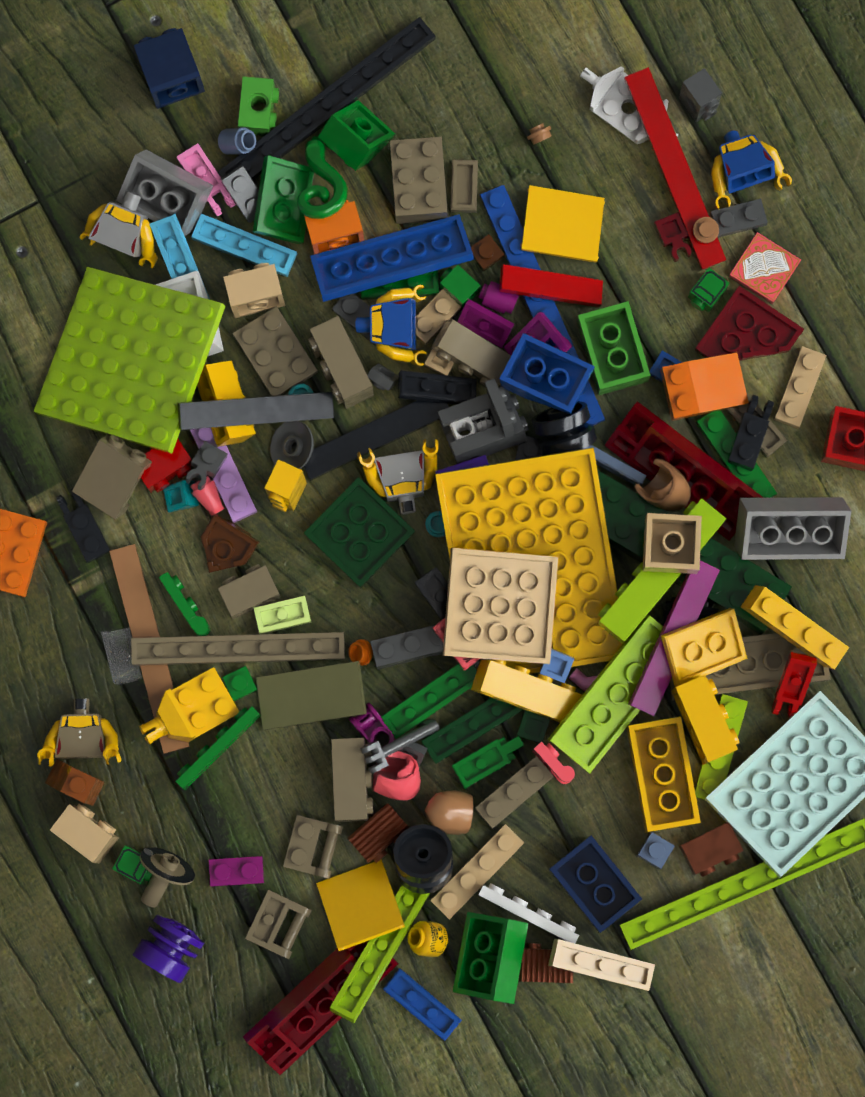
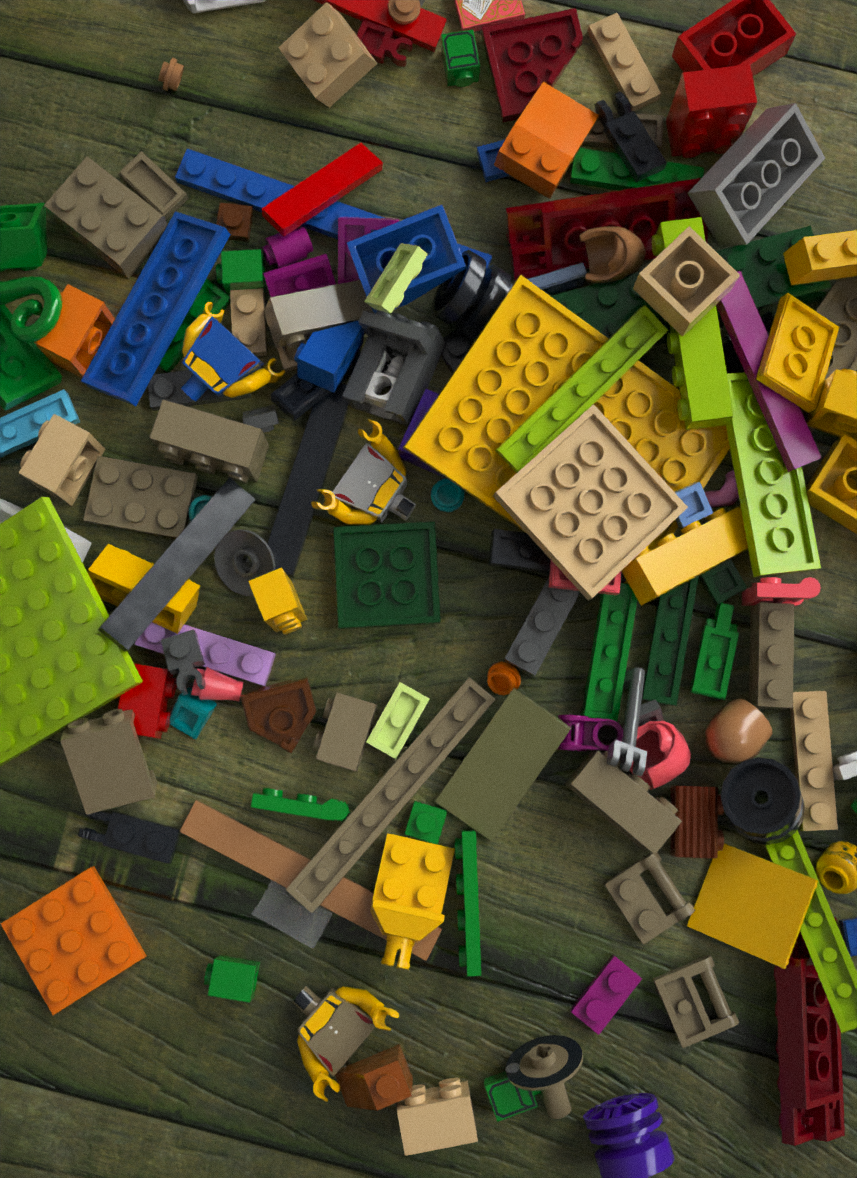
camera: 50 degrees left, 0 degrees up
(56, 655) = (232, 978): none -> green brick
(453, 382) = (329, 354): none -> blue slope
(524, 380) = (396, 277): none -> yellowish green plate
(562, 224) = (274, 130): yellow piece -> none
(562, 542) = (582, 388): none -> lime plate
(613, 348) = (429, 175): bright green brick -> none
(634, 214) = (327, 55): none -> tan brick
(804, 466) = (710, 110): none -> red brick

